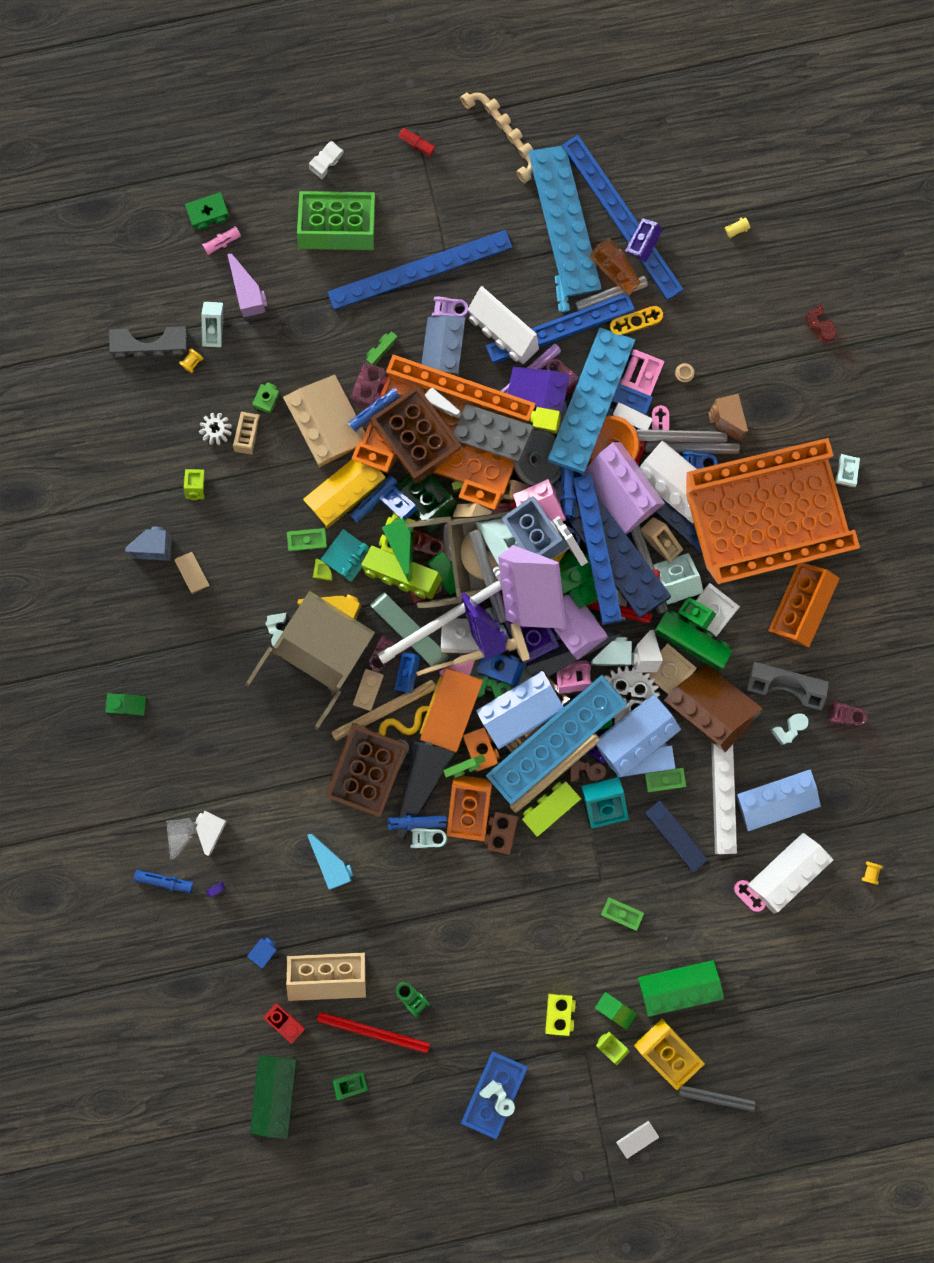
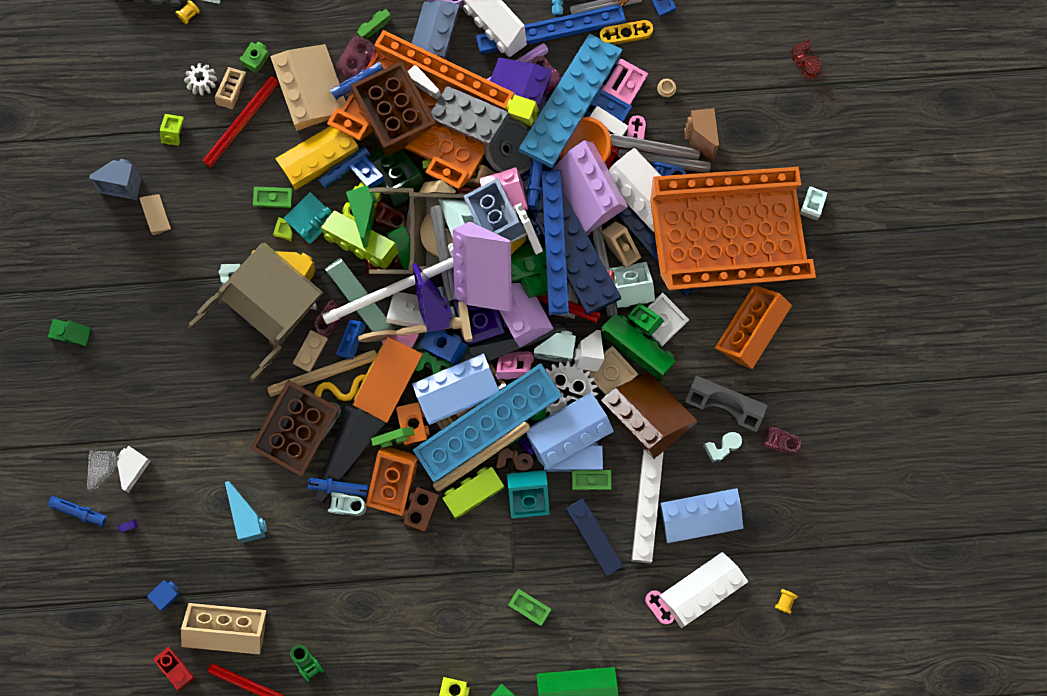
camera: 10 degrees right, 5 degrees down
(262, 466) = (240, 121): none -> red axle

